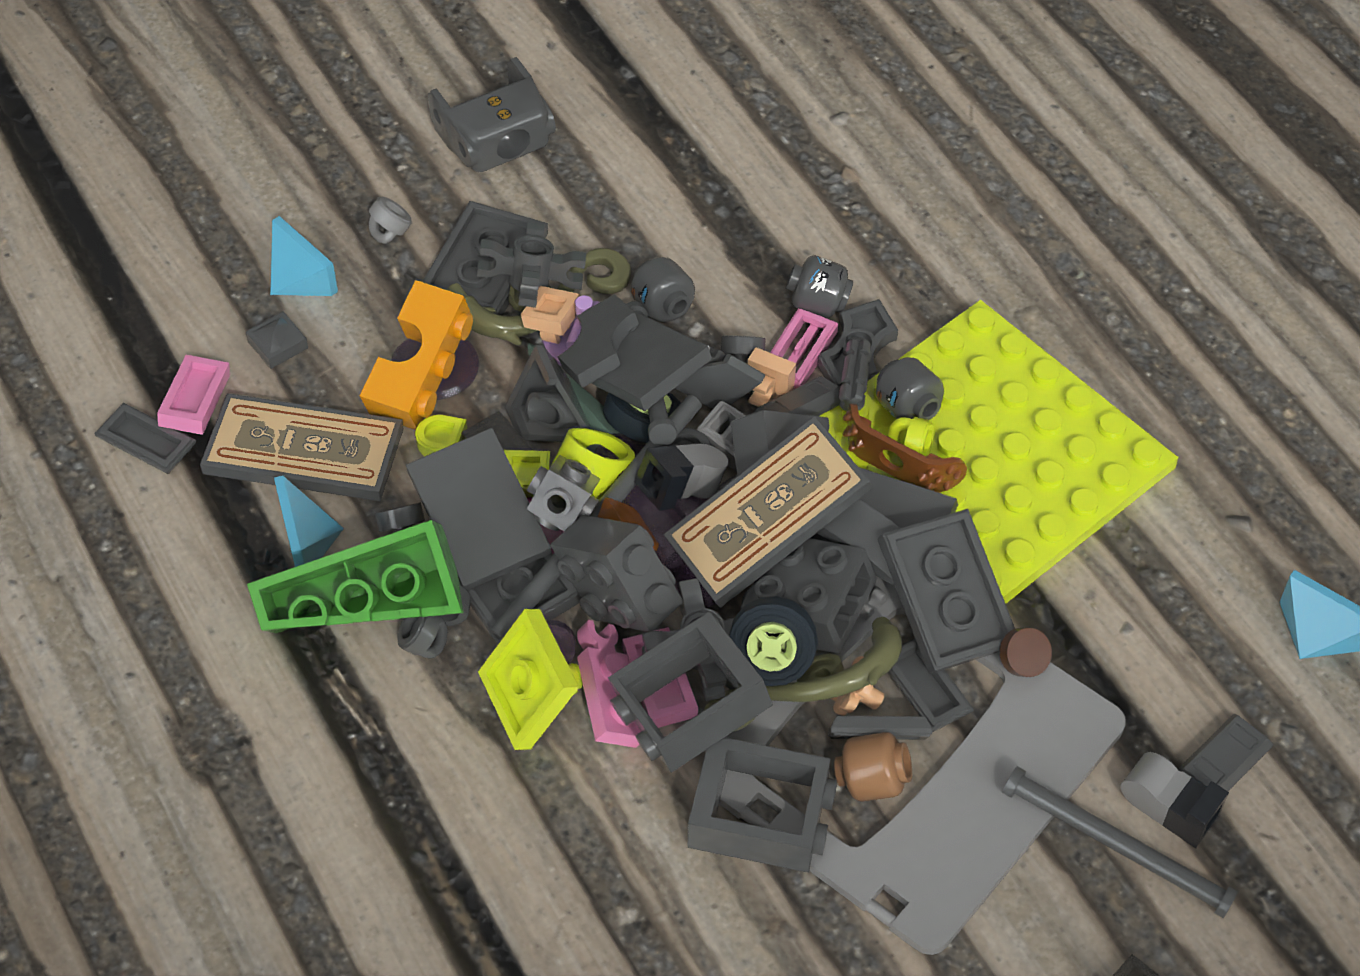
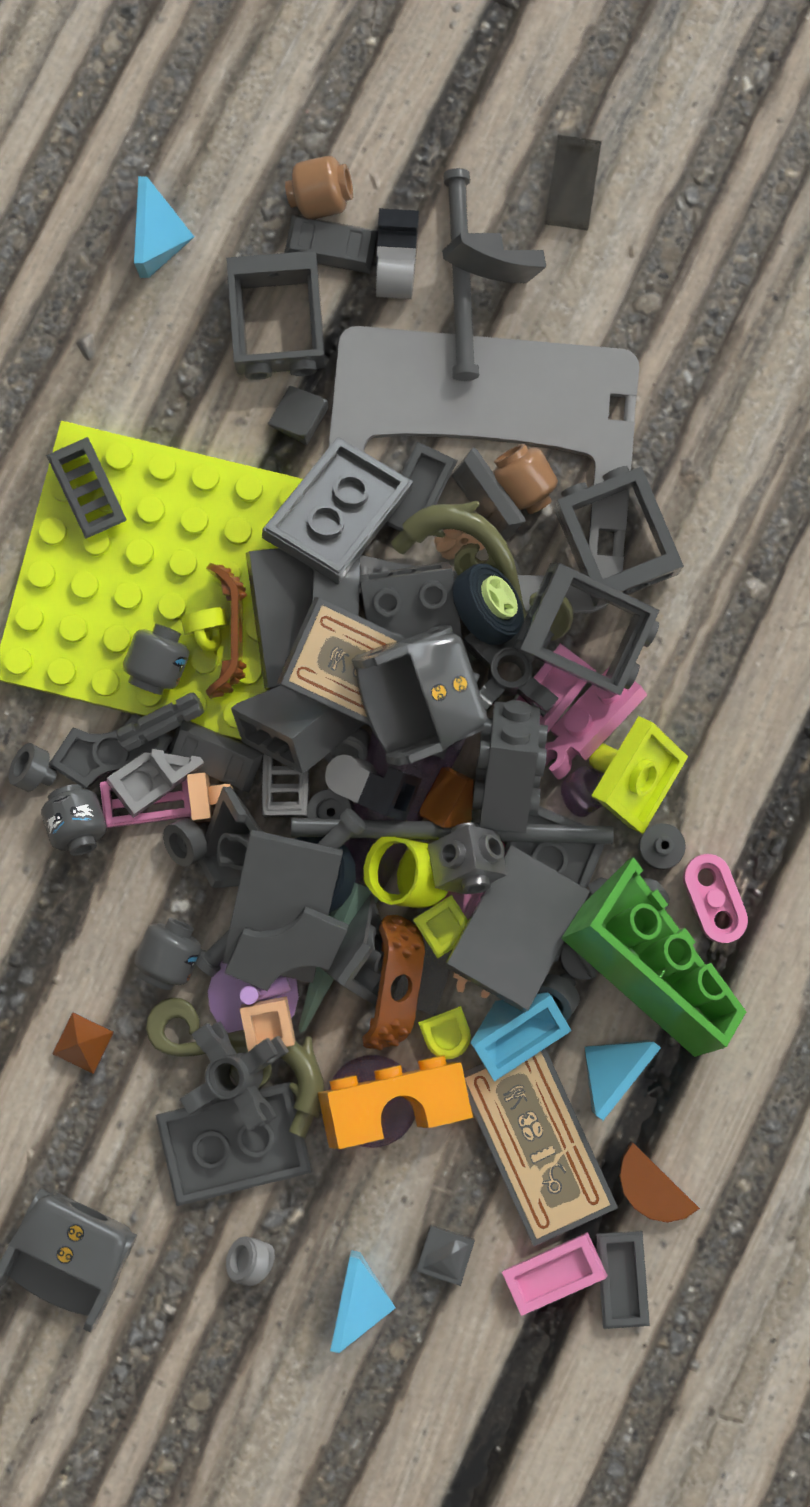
camera: 120 degrees left, 30 degrees up
(190, 500) = (652, 1190): none -> dark orange tile
(378, 685) = (717, 897): none -> bright pink plate
(388, 478) = (512, 1036): none -> medium azure slope
(455, 680) = (651, 851): none -> dark grey tile
(529, 425) = (405, 956): none -> dark orange piece
(641, 215) = (83, 1043): none -> dark orange slope
(728, 521) = (420, 695): none -> dark grey piece
(813, 347) = (150, 778): none -> light grey slope
(883, 285) = (31, 768): none -> dark grey tile
(1025, 652) = (347, 425): reddish brown tile -> none
(1066, 635) = (299, 414): none -> dark grey slope
(1116, 444) = (70, 453): none -> dark grey slope
(1122, 854) = (486, 257): none -> dark grey slope
(1188, 632) = (266, 272): none -> dark grey window
(1285, 769) = (319, 187): none -> medium nougat head

